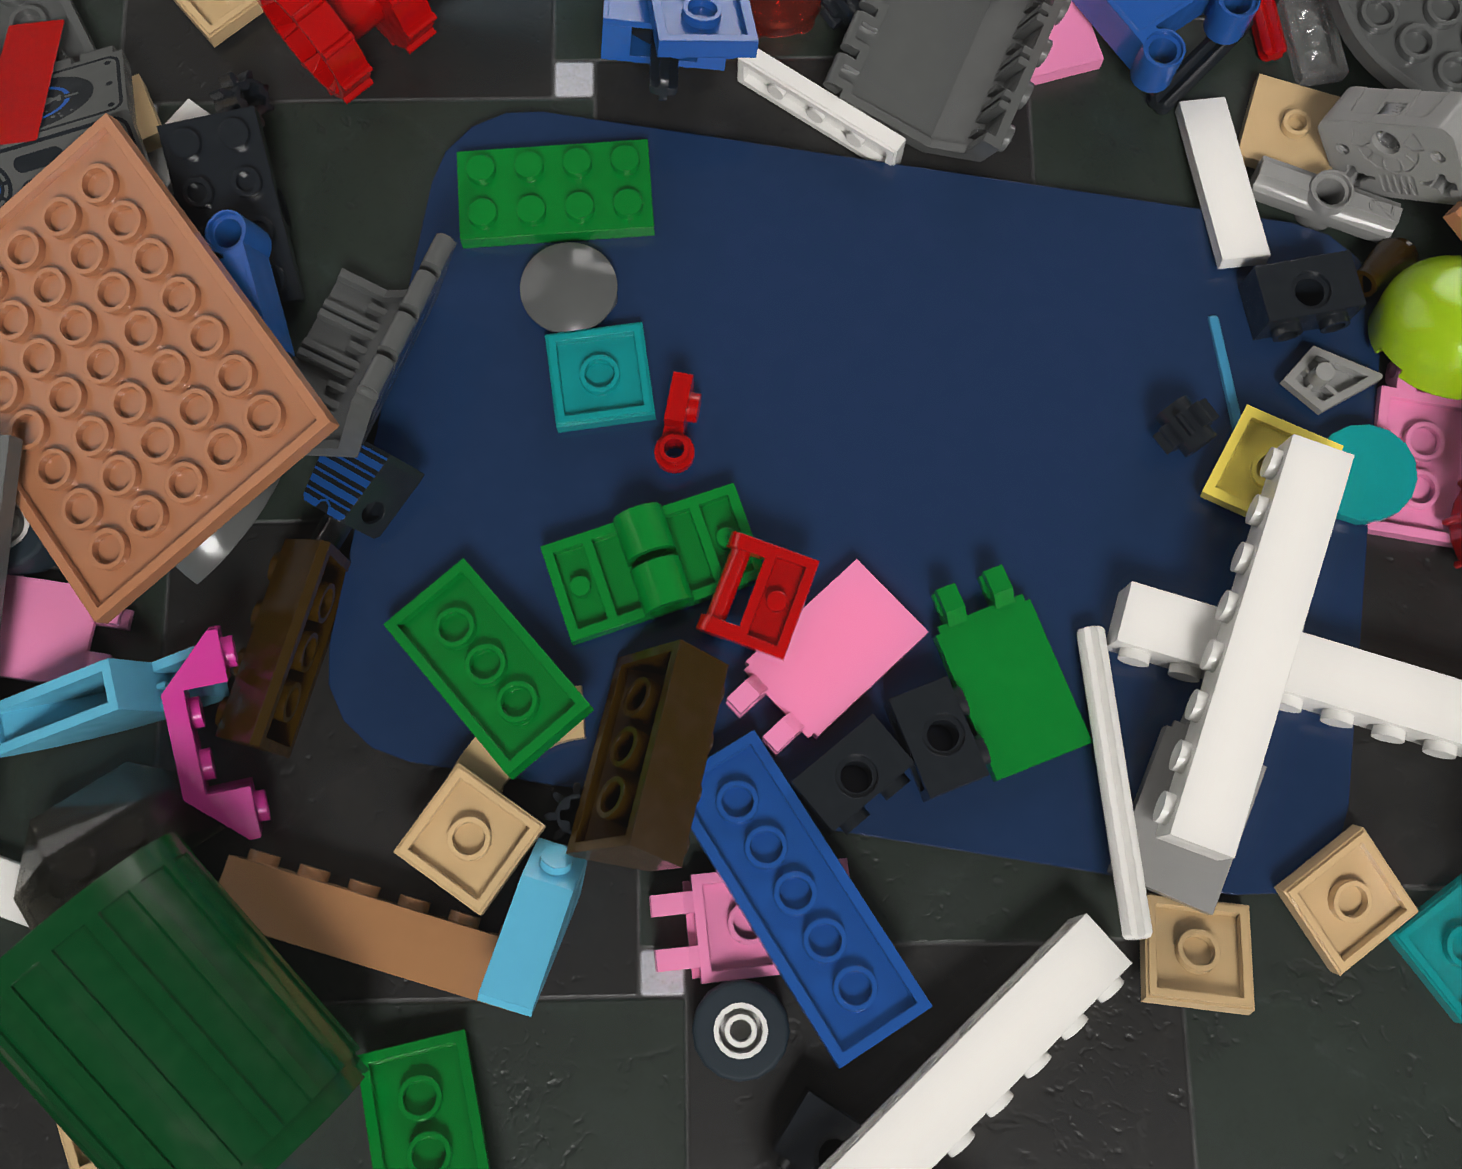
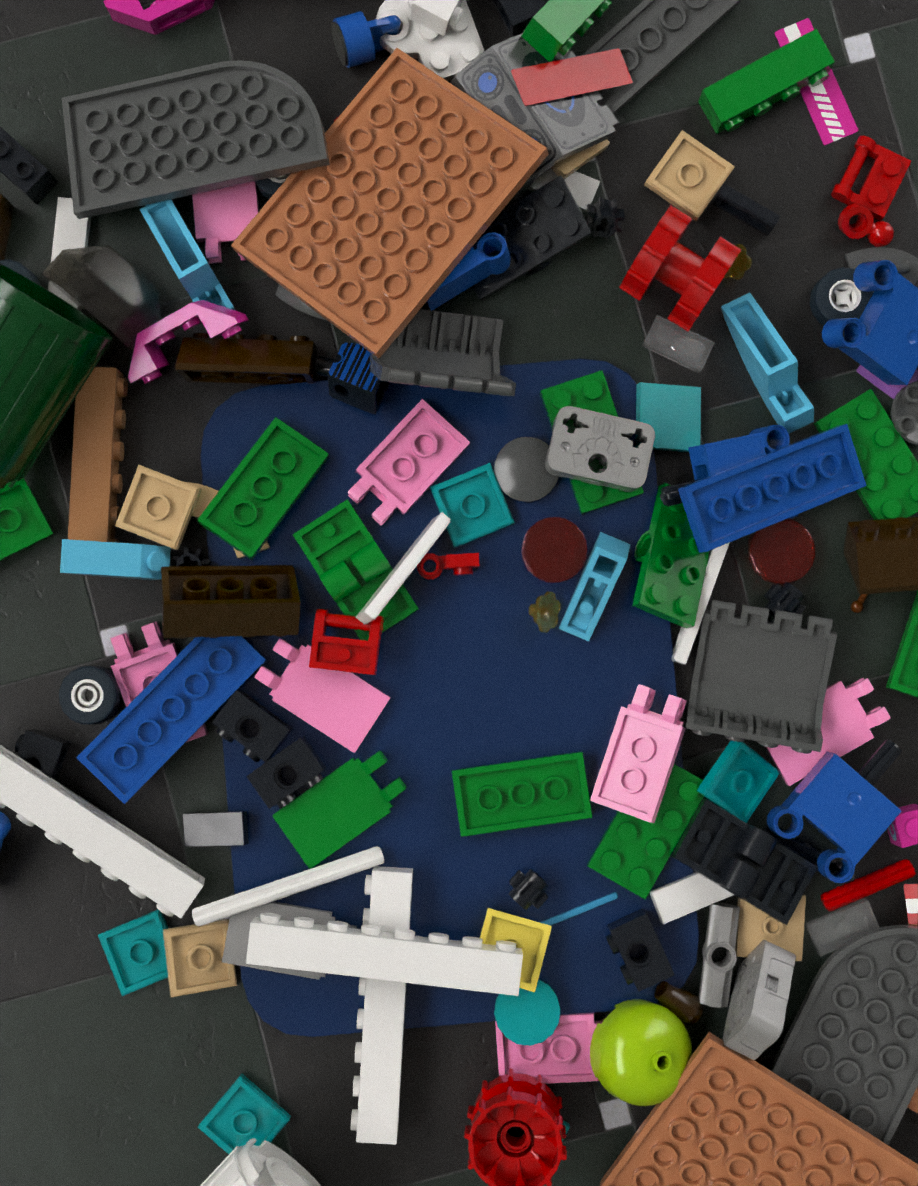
camera: 80 degrees right, 10 degrees up
(451, 56) = (677, 344): none -> clear plate
(510, 449) = (408, 461): none -> bright pink tile
(550, 89) = (672, 413): none -> teal tile
(568, 169) = (600, 438): none -> light grey axle
(670, 483) = (403, 569): none -> white tile
(696, 277) = (554, 550): none -> clear red tile
(752, 116) = (670, 566): none -> green plate
(763, 230) = (595, 586): none -> medium azure slope
(782, 310) = (545, 611): none -> clear yellow plant
(998, 877) = (215, 828): none -> tile
(1026, 226) = (640, 756): none -> bright pink tile
(1042, 406) = (521, 793): none -> green plate
(1085, 115) = (738, 780): none -> teal tile
(1122, 248) = (637, 850): none -> green plate
(1166, 1055) = (136, 951): none -> teal tile
(1200, 130) = (744, 861): none -> black plate
(1327, 379) = (587, 976): light grey piece -> none
(1346, 899) = (254, 1044): tan plate -> none

